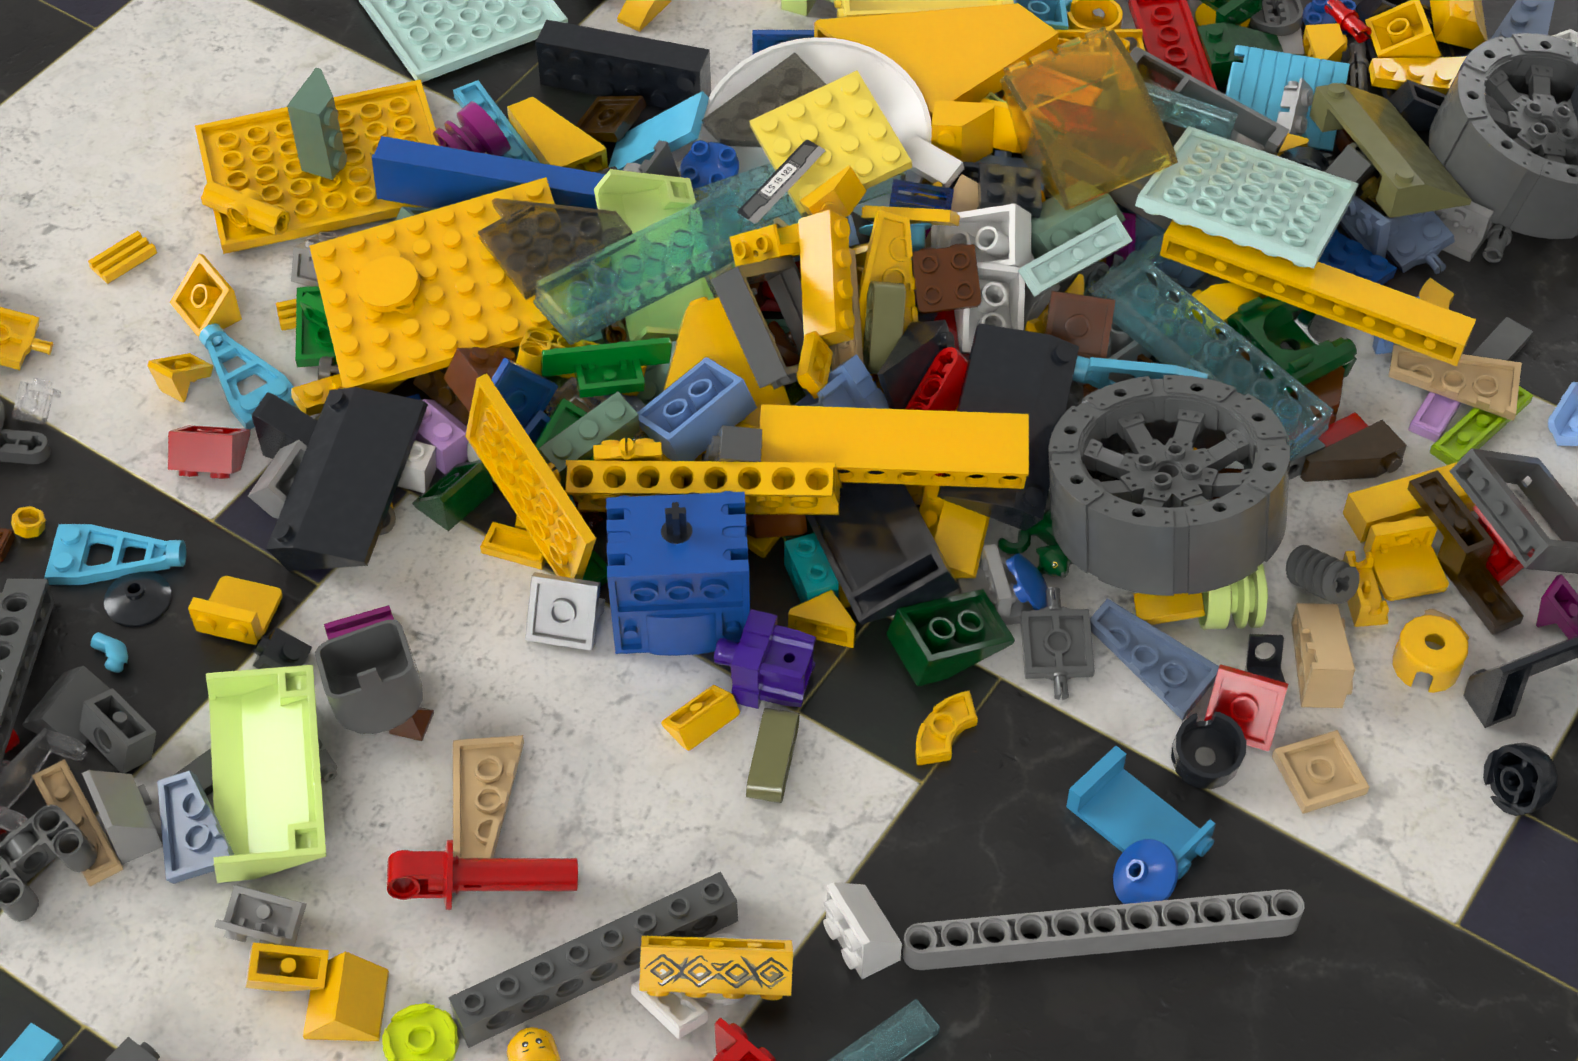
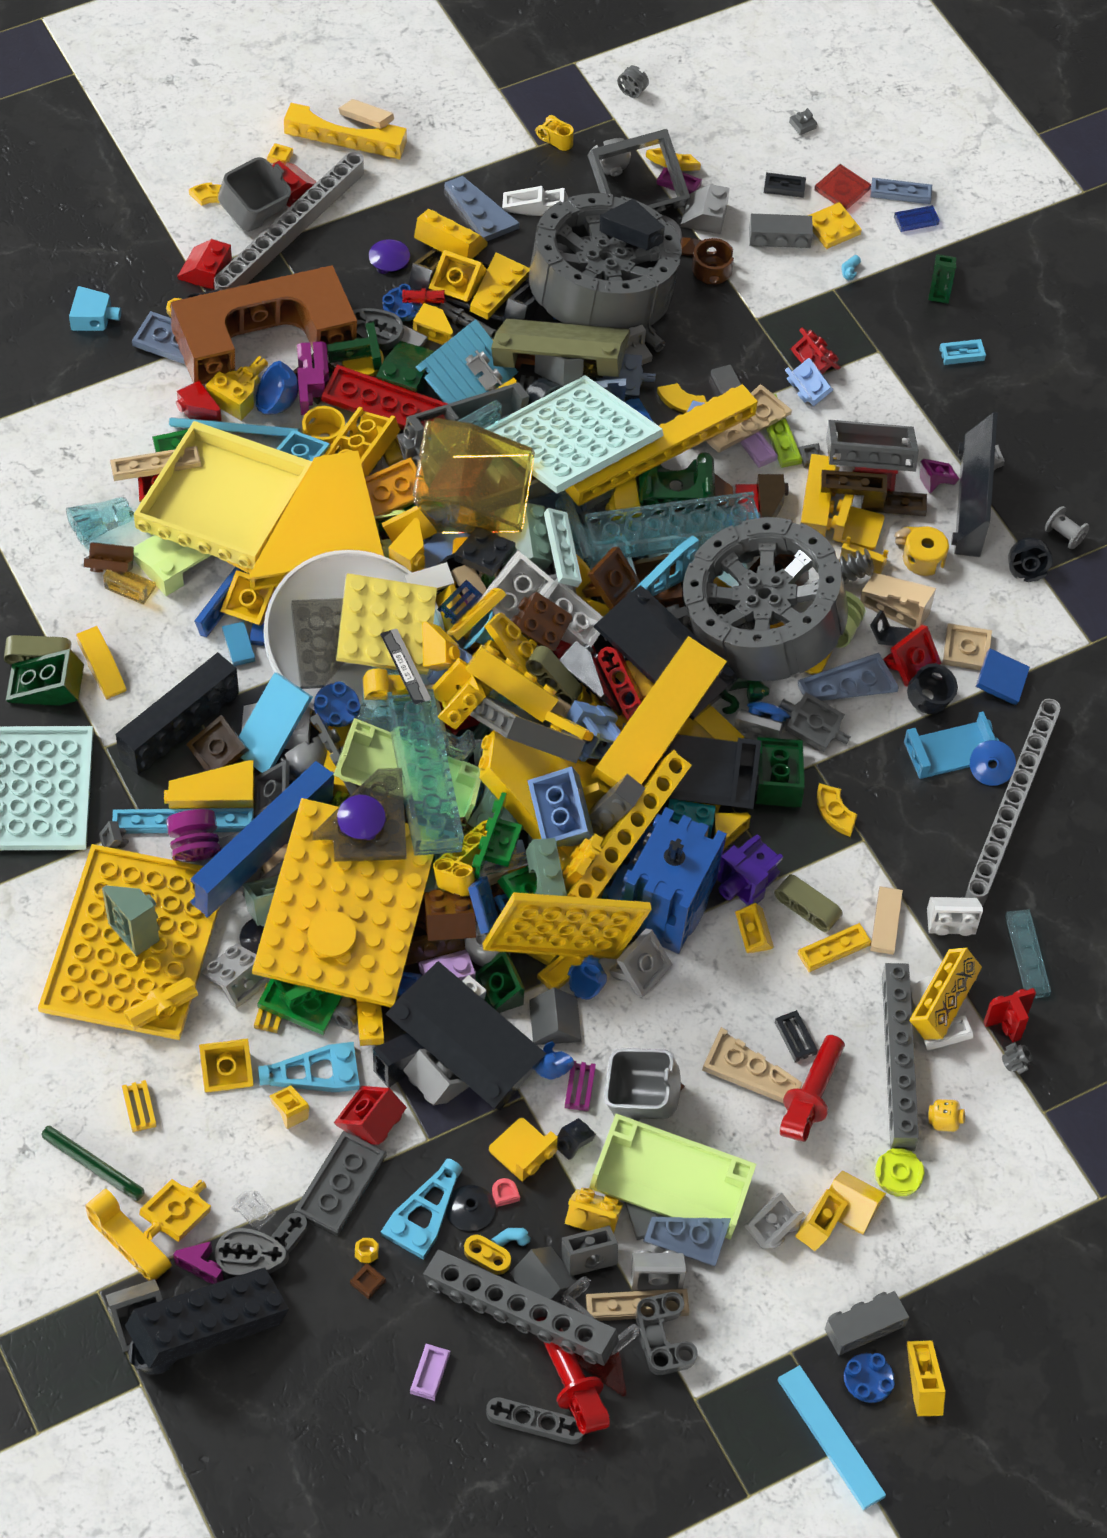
camera: 65 degrees left, 5 degrees up
(32, 252) = (93, 1163): none -> dark green axle
(72, 639) = (489, 1253): none -> yellow plate
(107, 465) = (340, 1183): none -> dark grey tile
(172, 620) = (505, 1192): none -> coral tile
(181, 713) = (593, 1211): none -> yellow bracket
(372, 585) = (554, 1063): none -> blue hair
(442, 90) = (112, 836): none -> dark grey tile
(443, 568) = (555, 1017): none -> dark grey slope
(510, 568) = (588, 978): none -> blue hair
(536, 841) = (787, 1039): none -> black tile
(539, 225) = (361, 817): none -> dark purple dish
(729, 816) = (834, 947): none -> yellow tile
(750, 176) = (378, 682): none -> yellow plate
(809, 858) = (886, 920): none -> tan tile
(1302, 831) = (1002, 676): none -> blue tile

